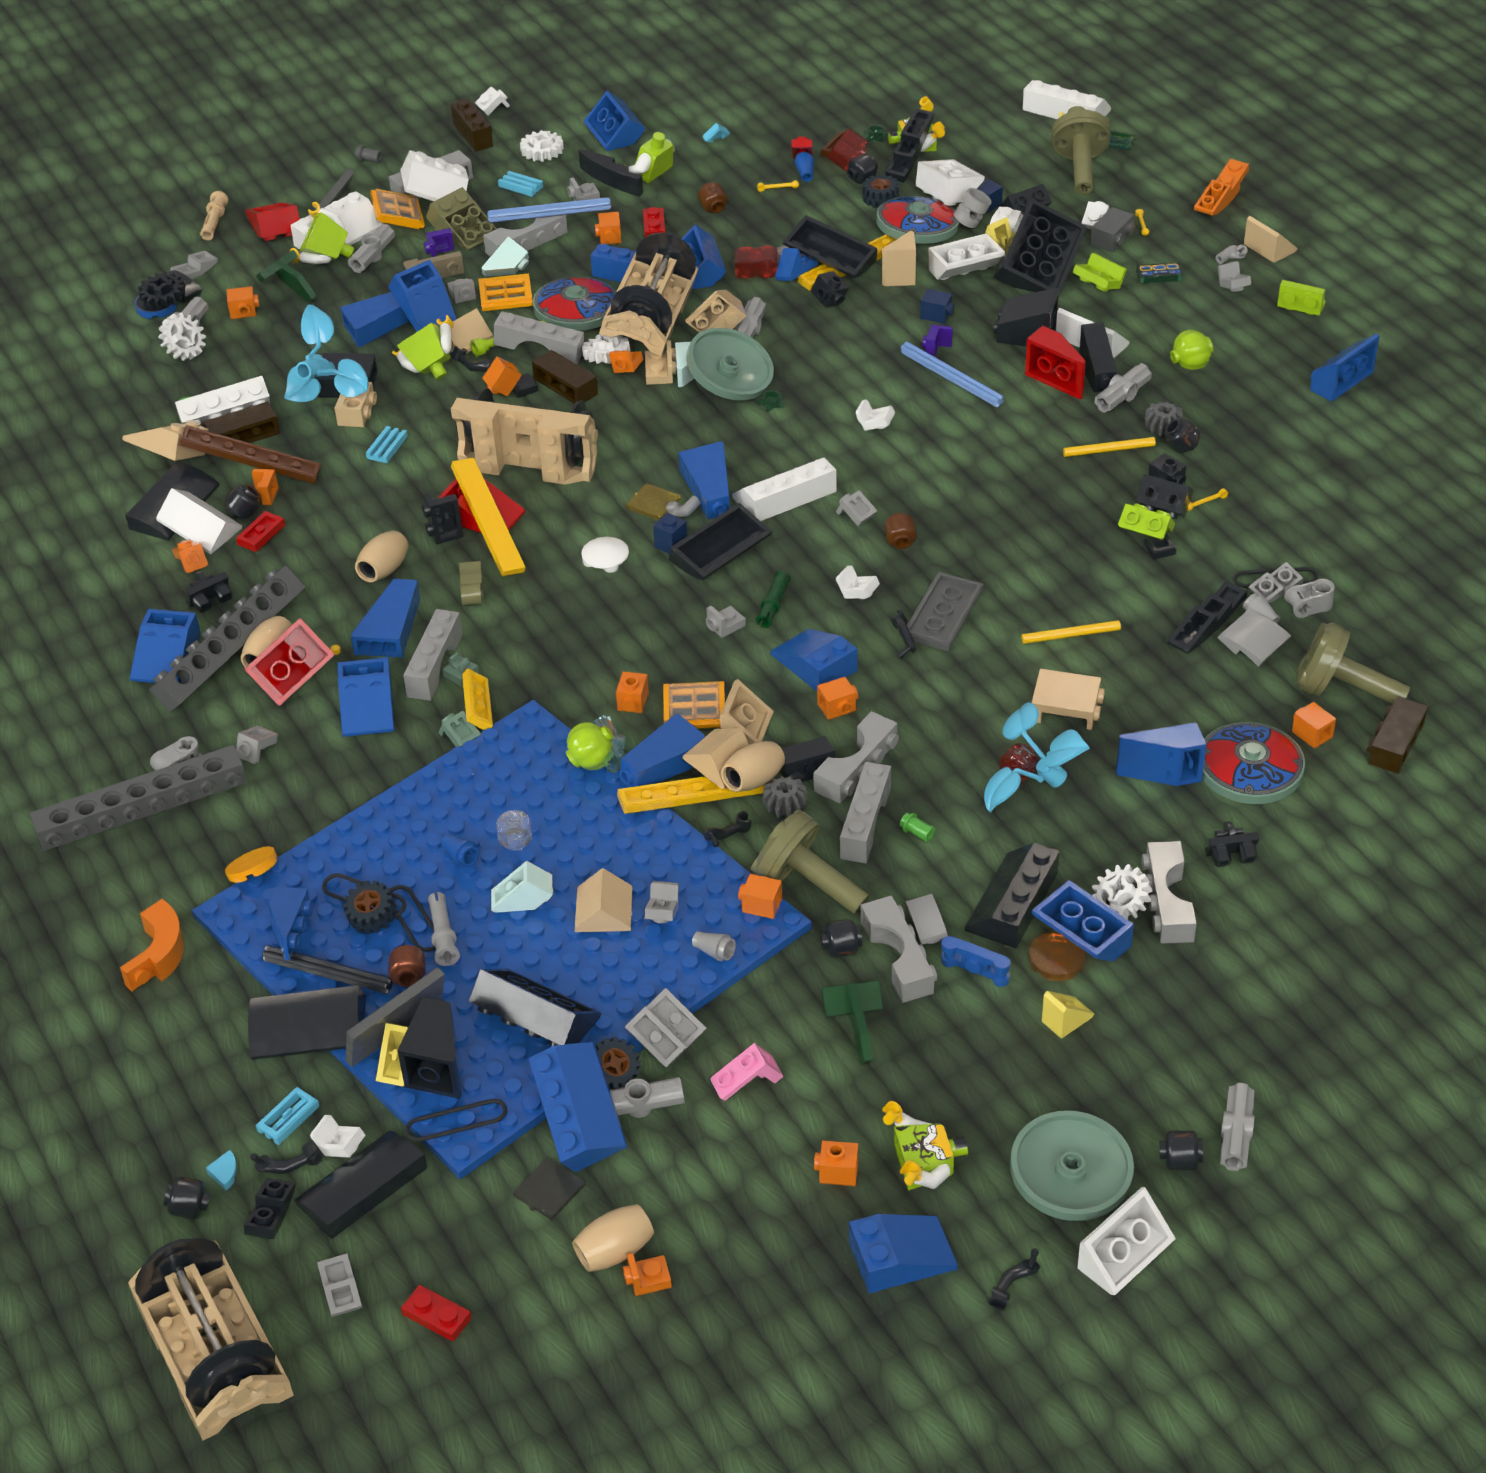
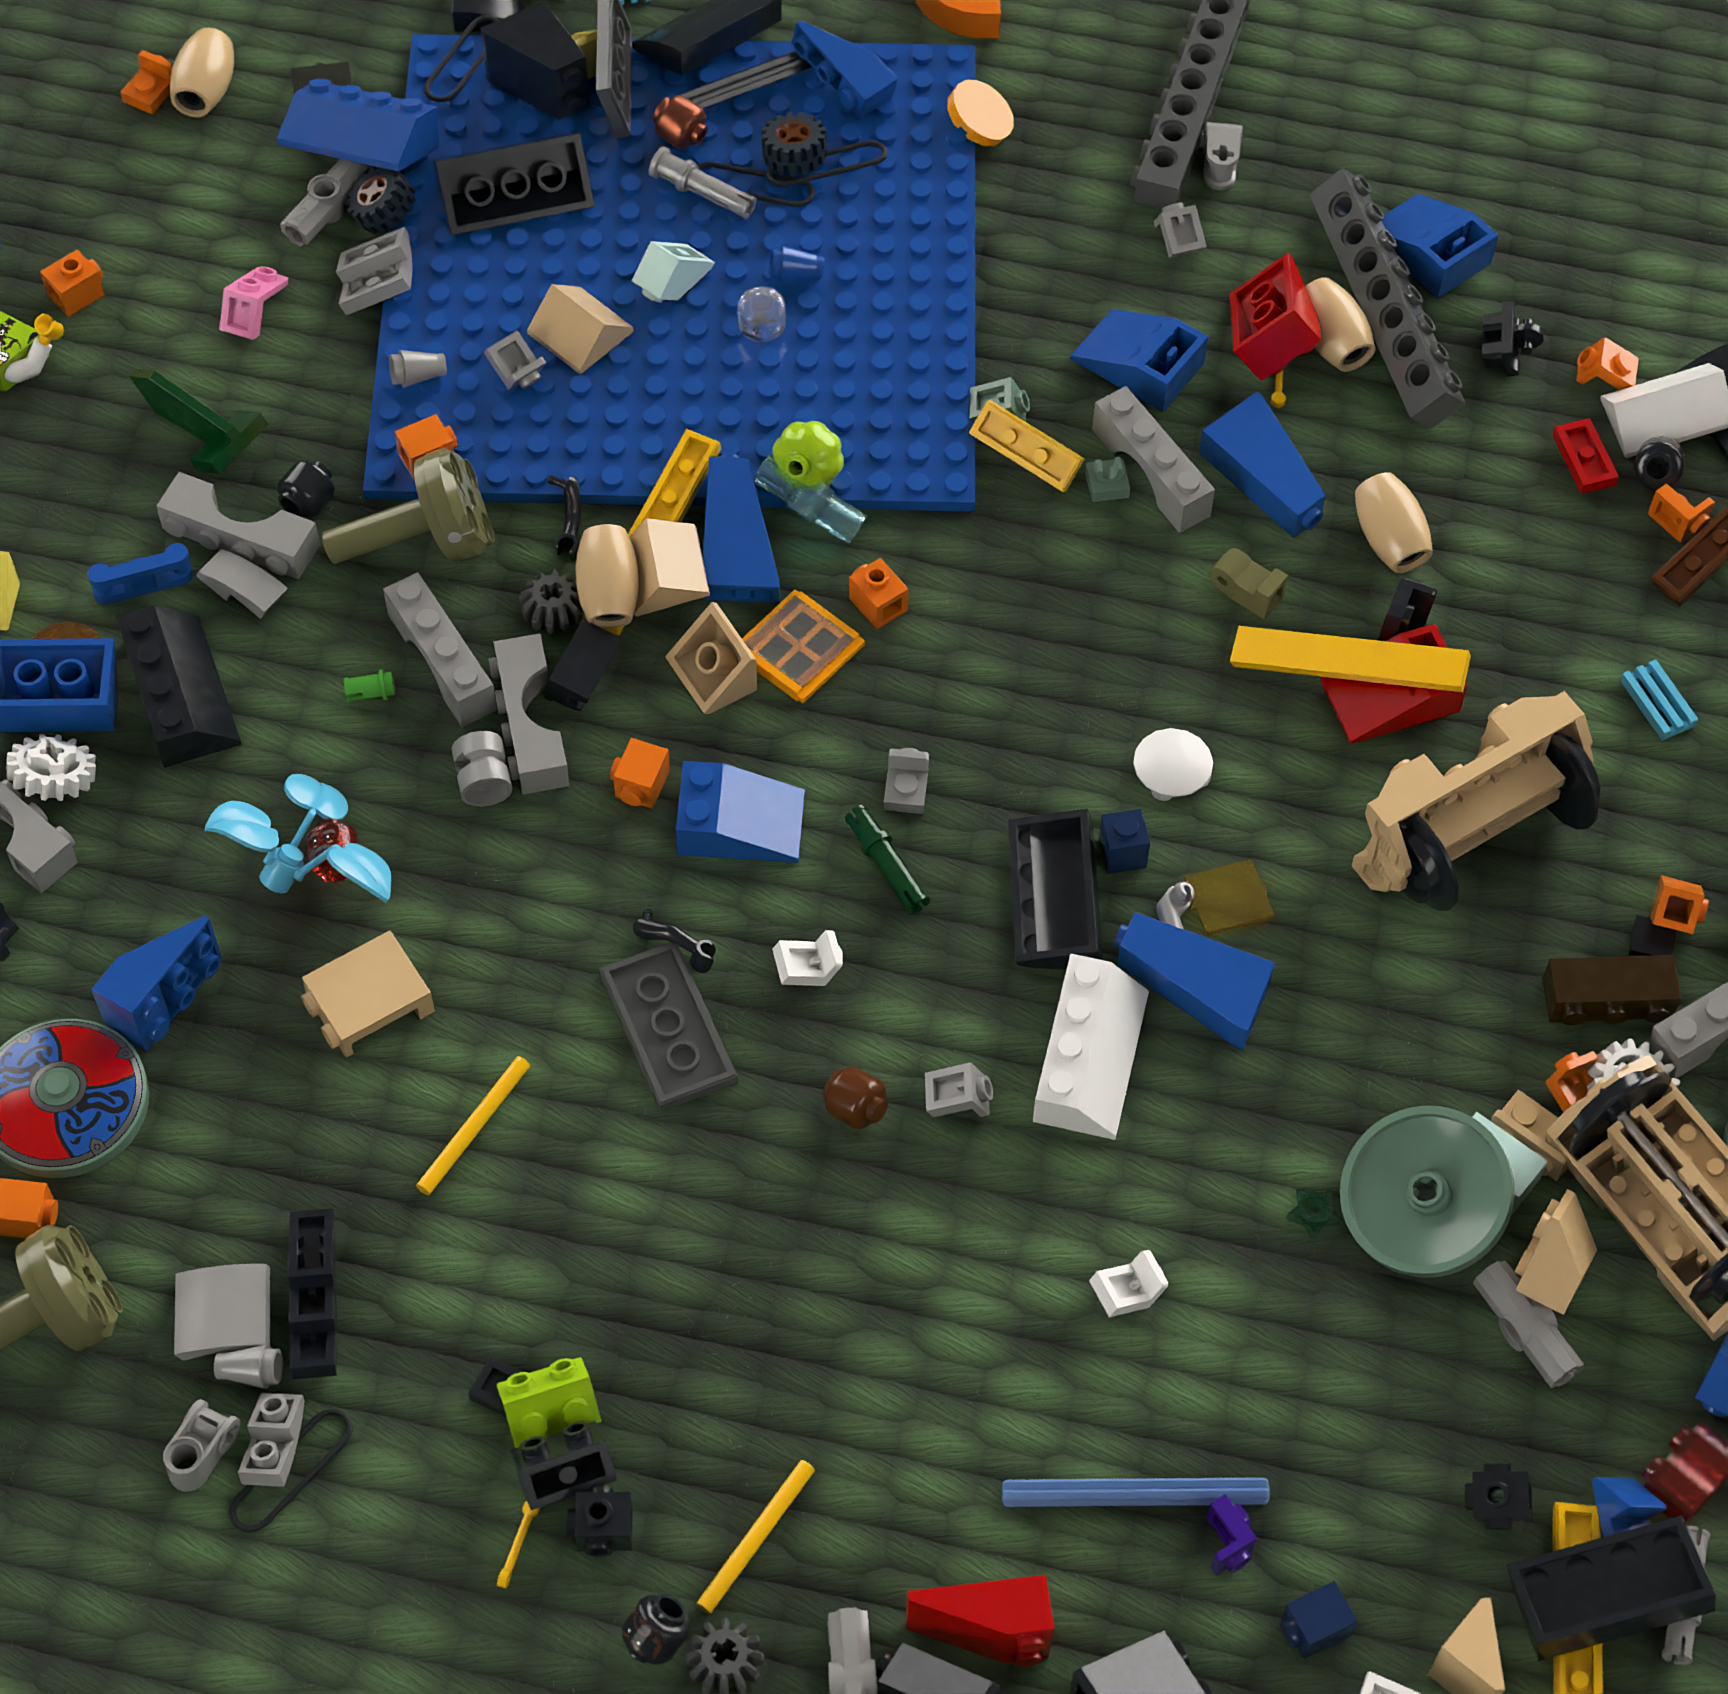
camera: 130 degrees right, 15 degrees up
(908, 746) = (481, 768): none -> light grey wheel

